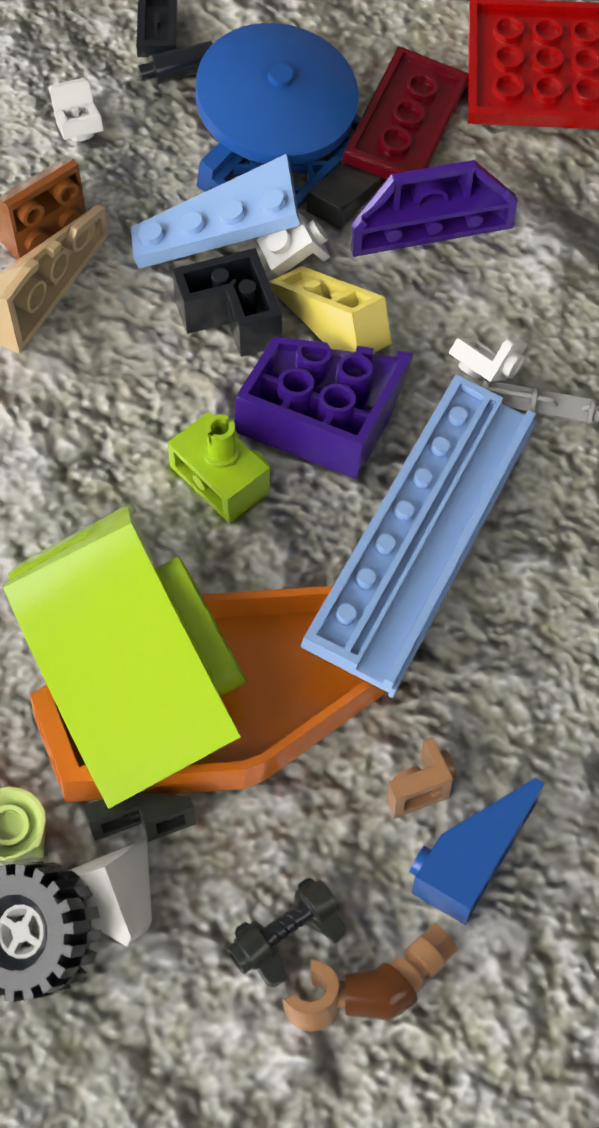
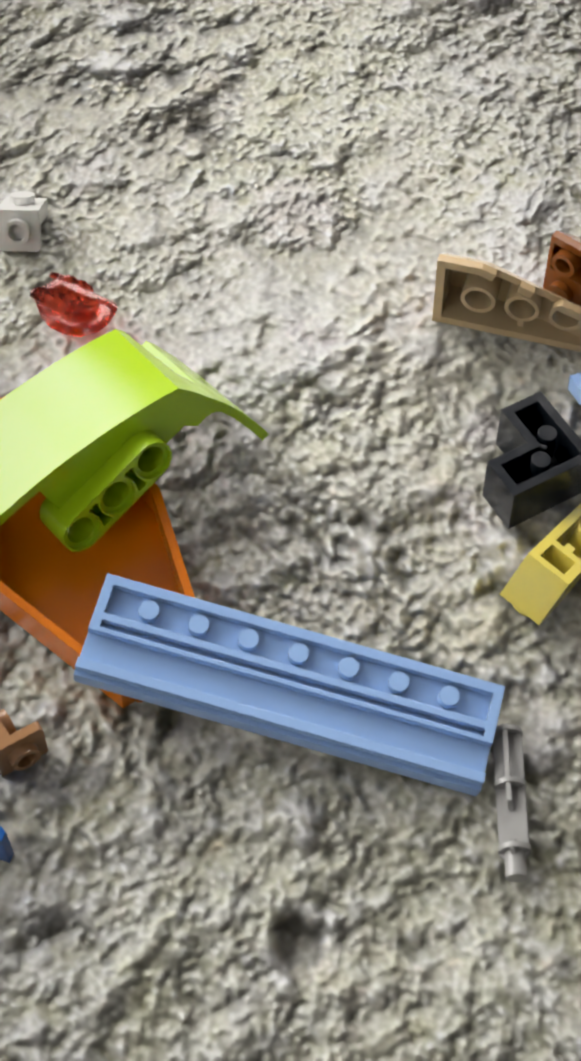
camera: 80 degrees right, 5 degrees down
(220, 465) = (332, 497): lime brick -> none
(320, 401) = (435, 569): dark purple wedge -> none
(481, 361) = (546, 721): white bracket -> none

